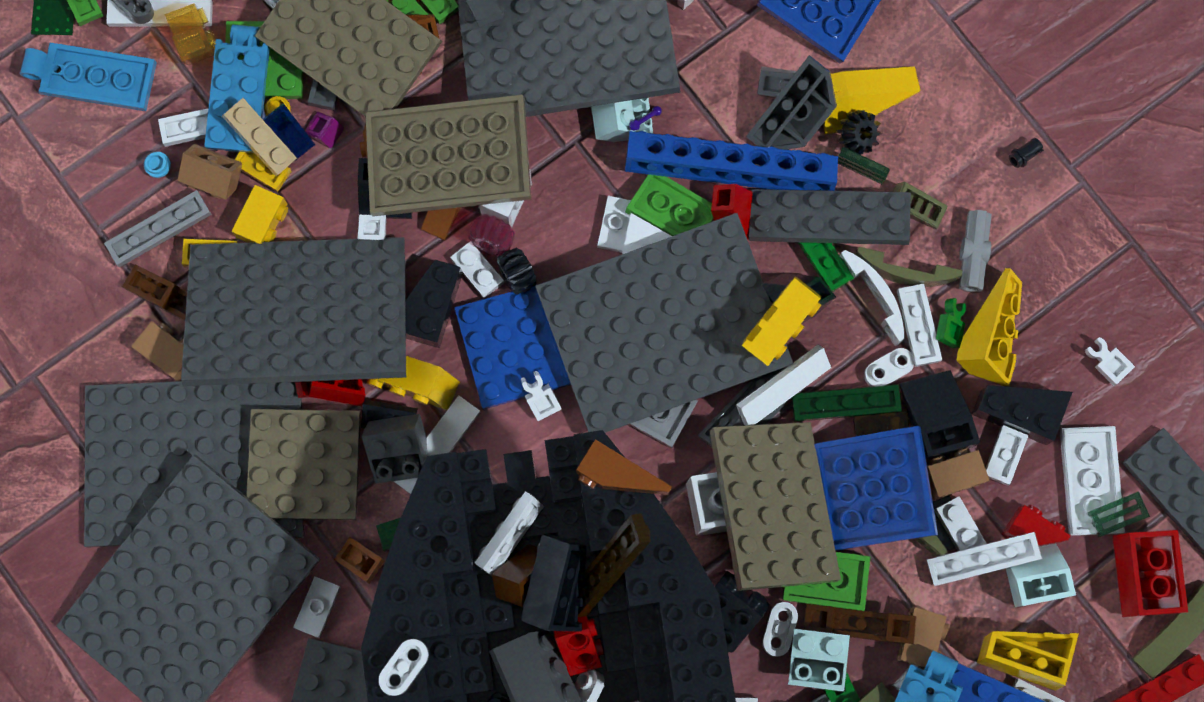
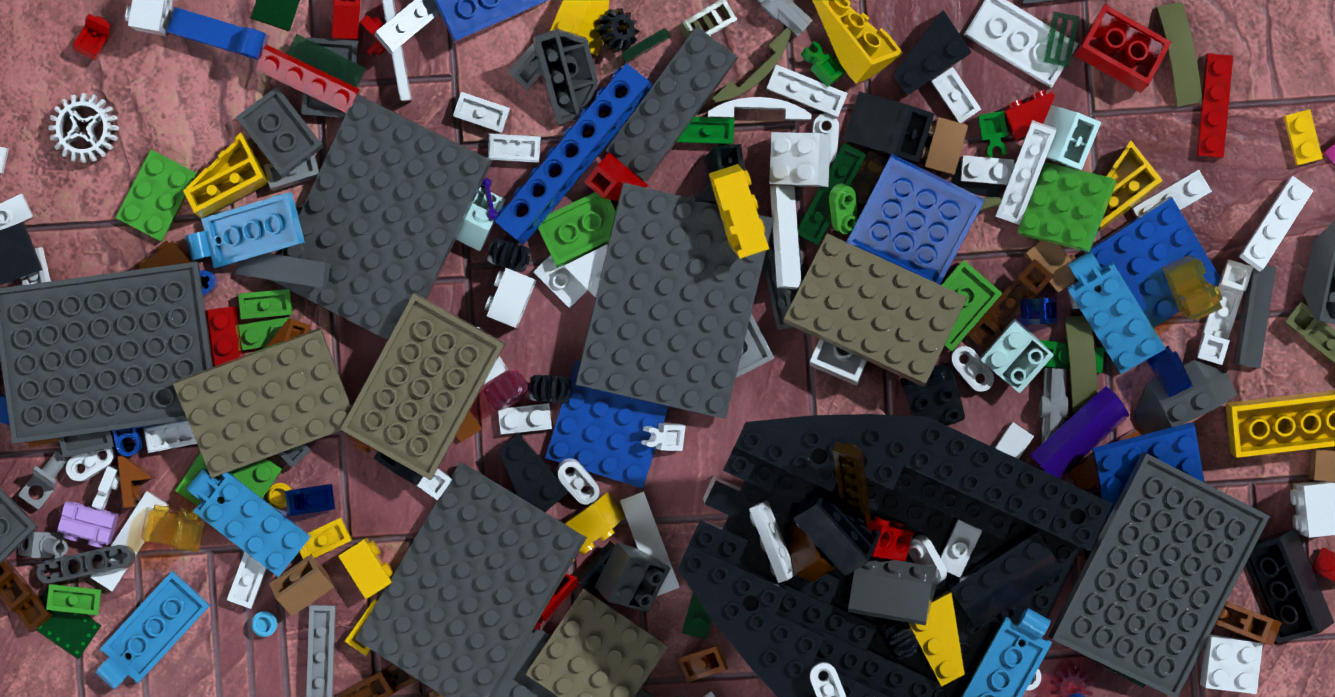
camera: 55 degrees left, 10 degrees up
(259, 137) = (301, 527): tan plate -> none
(324, 129) = (322, 468): magenta slope -> none
(450, 346) = (577, 480): none -> white plate
(573, 187) = (510, 298): none -> white brick
(608, 164) = (508, 255): none -> black gear
(612, 471) = (785, 437): dark orange slope -> none
(701, 113) = (514, 148): none -> white plate
(713, 68) = (481, 112): none -> white plate
(839, 420) = (843, 213): none -> bright green plate
(859, 354) = (799, 159): none -> white brick
(873, 653) = (1038, 311): none -> clear blue slope
(981, 615) = (1067, 207): none -> bright green plate
(999, 507) = (993, 128): none -> green plate

